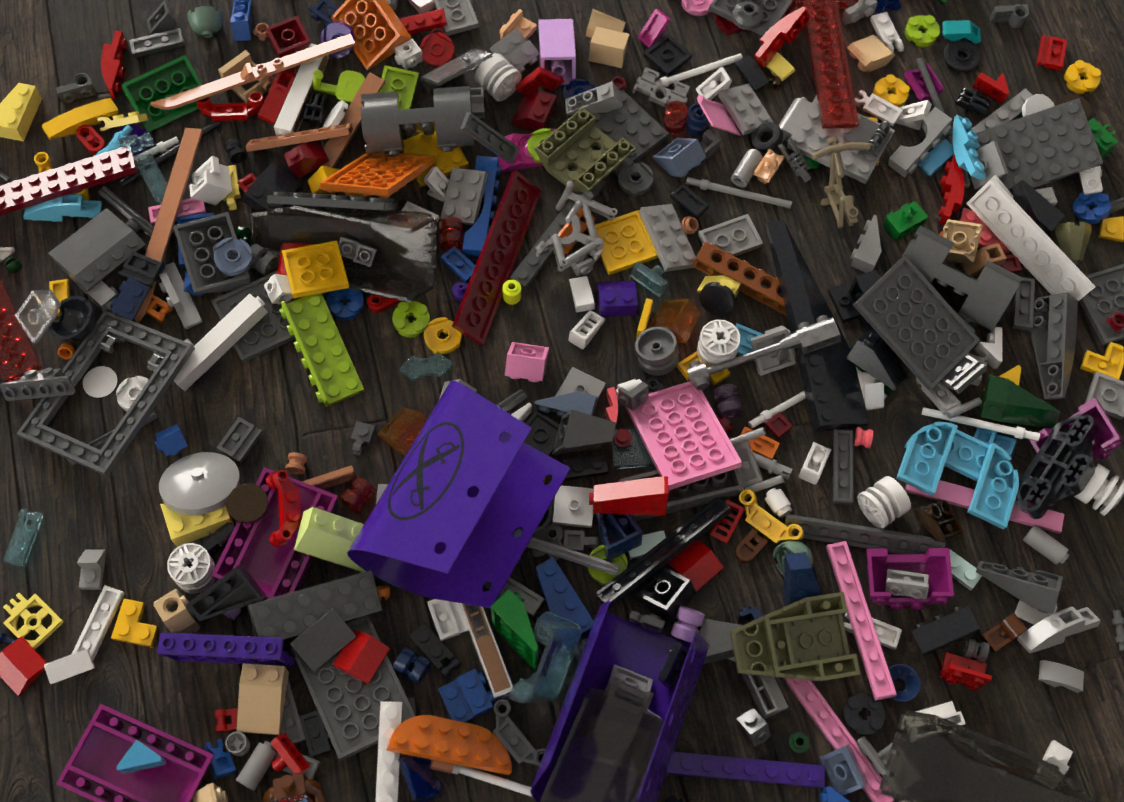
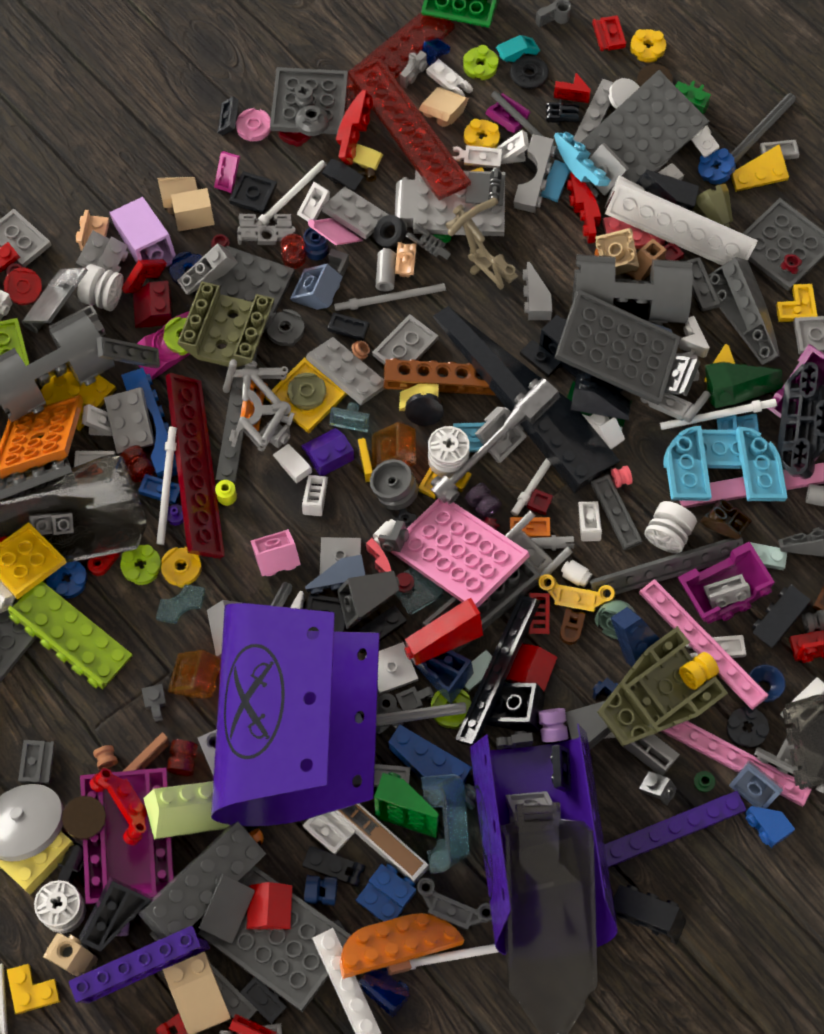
camera: 25 degrees left, 0 degrees up
(483, 233) = (170, 448): none -> white bar
(624, 238) = (306, 391): none -> olive tile
(844, 640) = (699, 670): none -> yellow wheel
(905, 221) = (557, 255): green brick -> none

